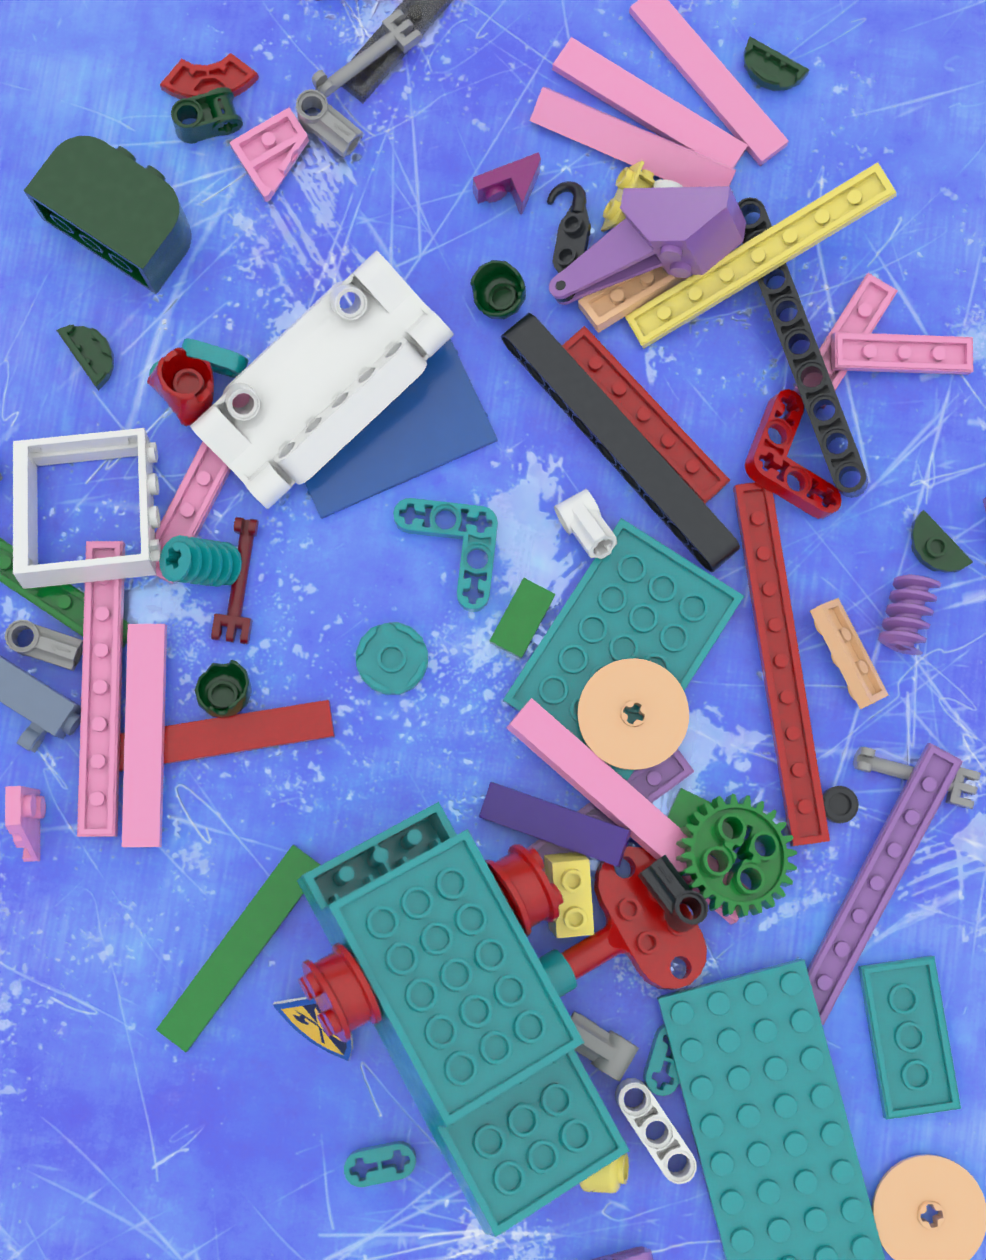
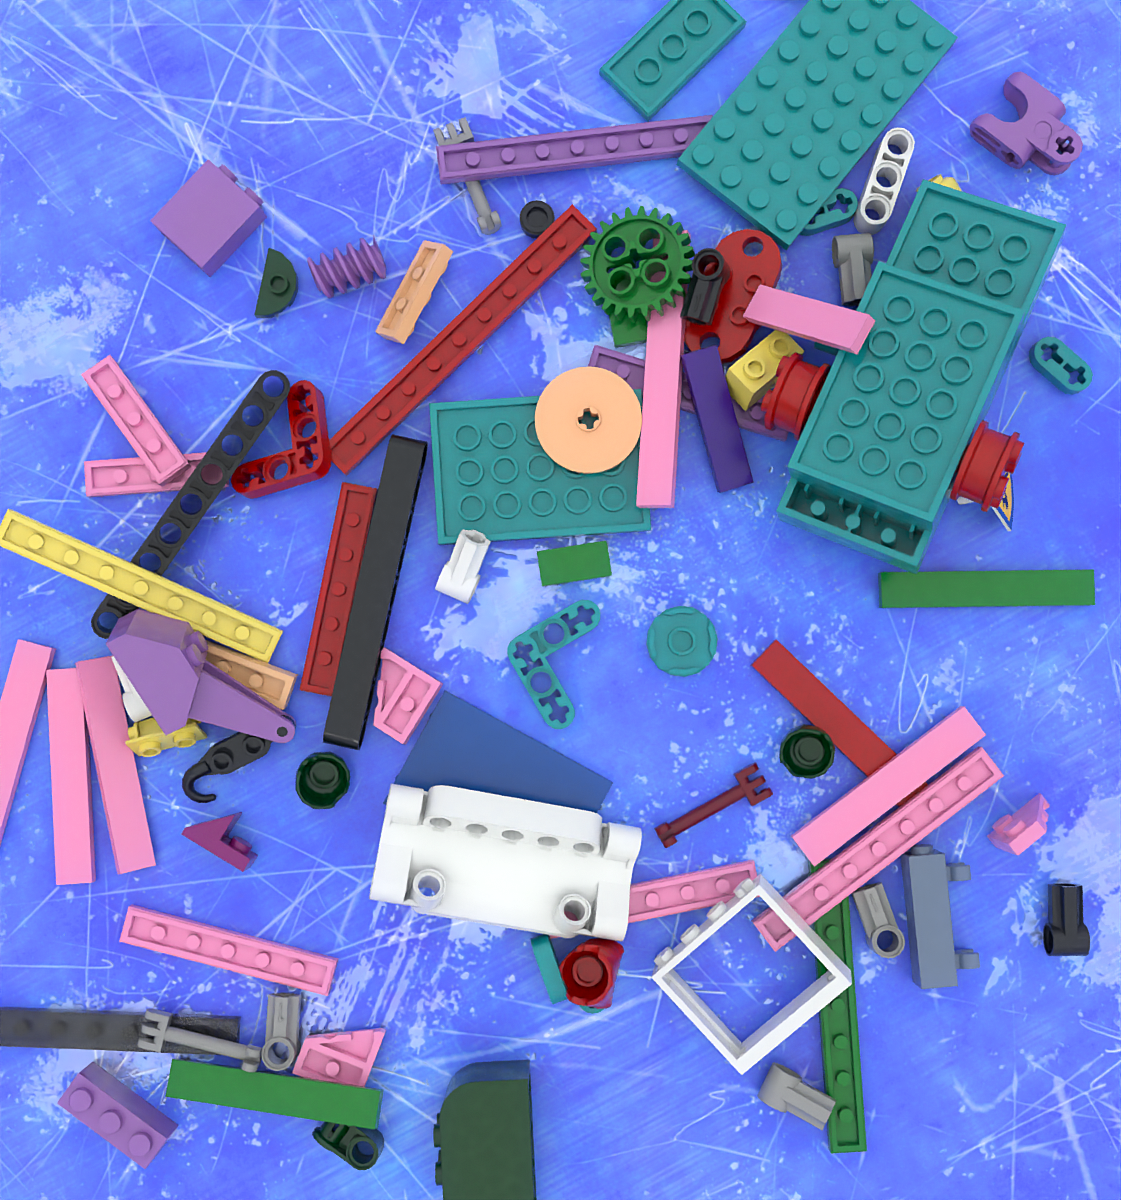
camera: 120 degrees left, 5 degrees up
(91, 352) = (618, 1073): dark green plate -> none
(193, 79) = (323, 1168): red tile -> none
(200, 561) = (724, 846): teal piece -> none
(282, 83) = (275, 1093): none -> green tile
(420, 130) = (228, 950): none -> bright pink tile
(518, 402) = (402, 696): none -> bright pink wing
(579, 950) = (809, 318): none -> bright pink tile

